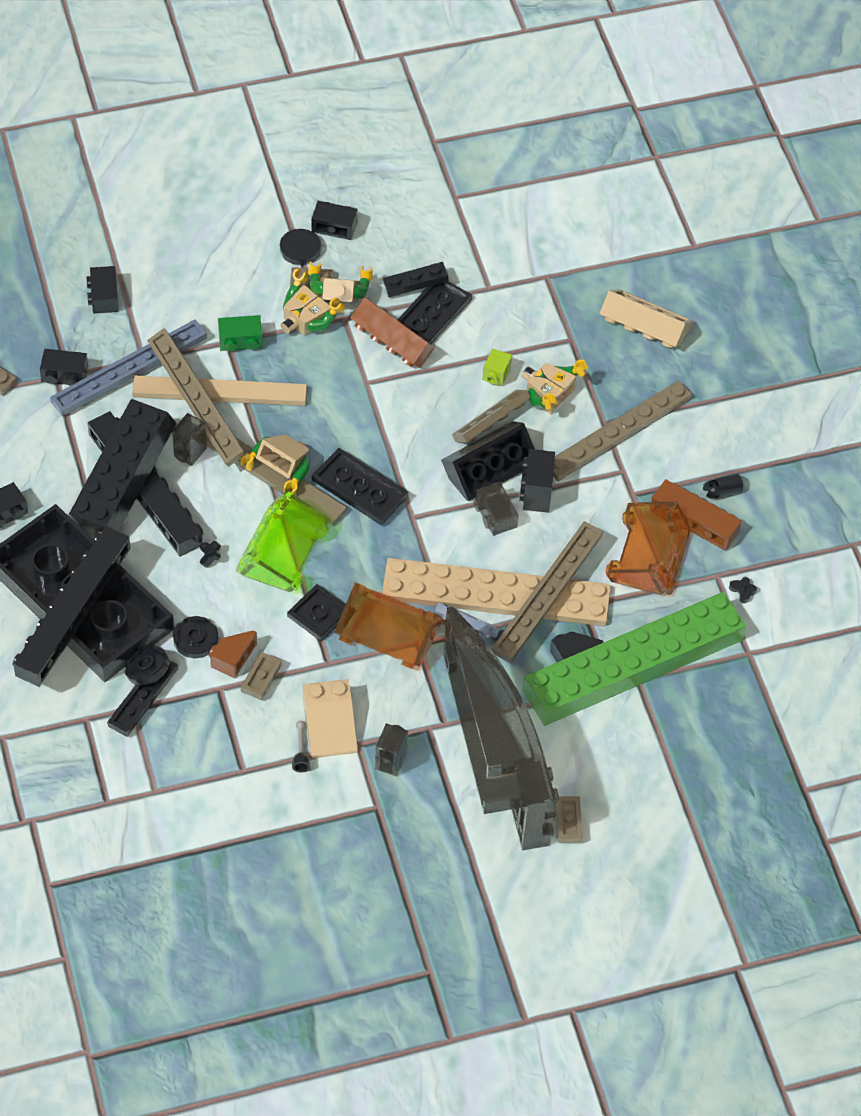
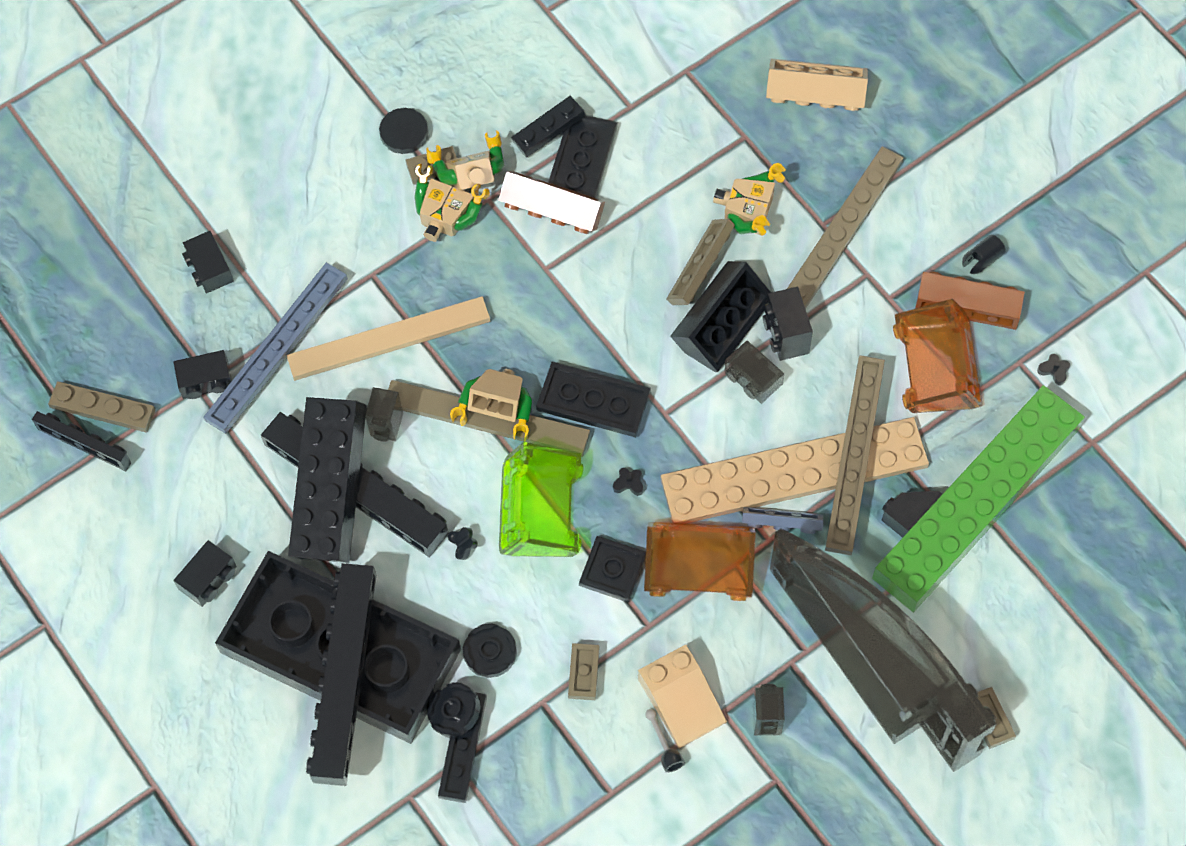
camera: 15 degrees left, 10 degrees up
(196, 397) = (370, 359): dark tan plate -> none
(232, 652) = (540, 656): dark orange slope -> none
(240, 333) = (383, 261): green brick -> none
(334, 220) = (428, 85): black brick -> none
(360, 554) = (630, 481): none -> black piece
(497, 367) = (682, 201): lime brick -> none

